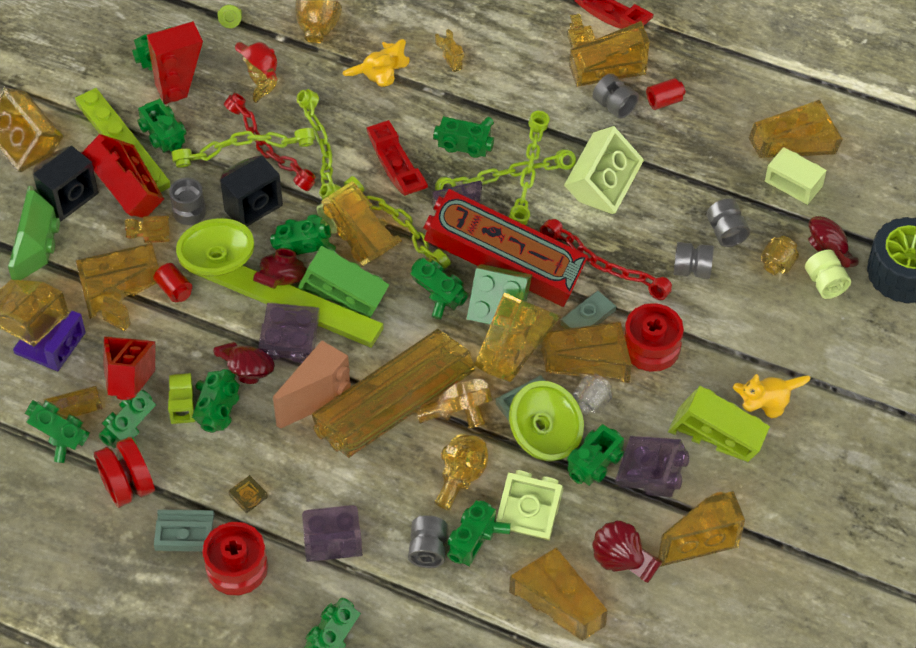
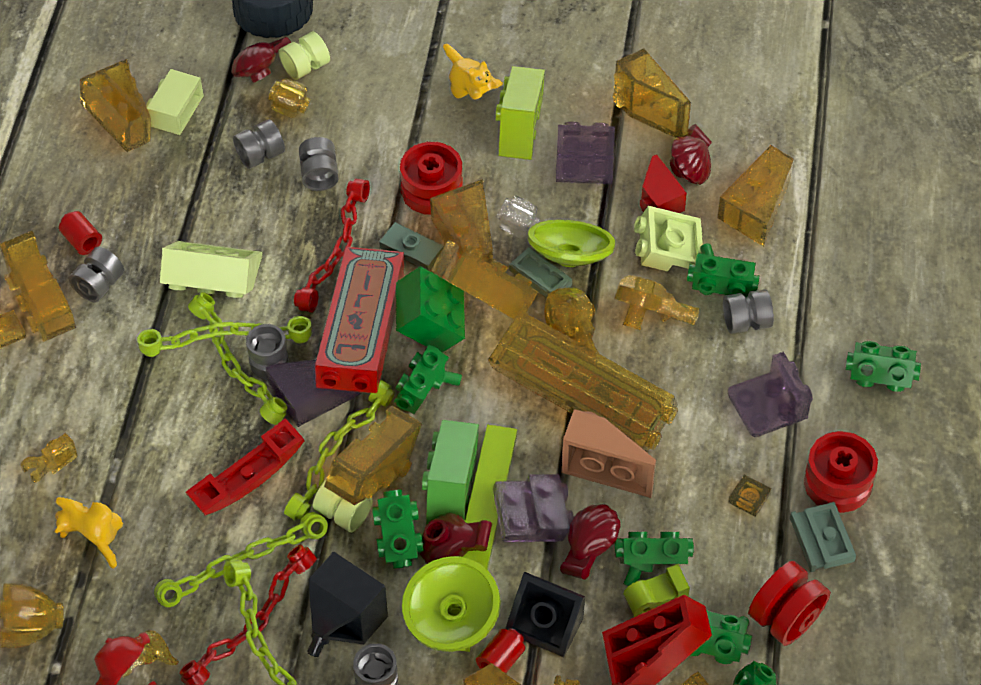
camera: 105 degrees left, 0 degrees up
(194, 320) = (546, 614): none -> black slope
(465, 136) = (195, 402): green brick -> none
(500, 188) = (266, 347): none -> flat silver wheel
(589, 462) = (591, 199): green brick -> none
(589, 512) = (662, 188): none -> red slope

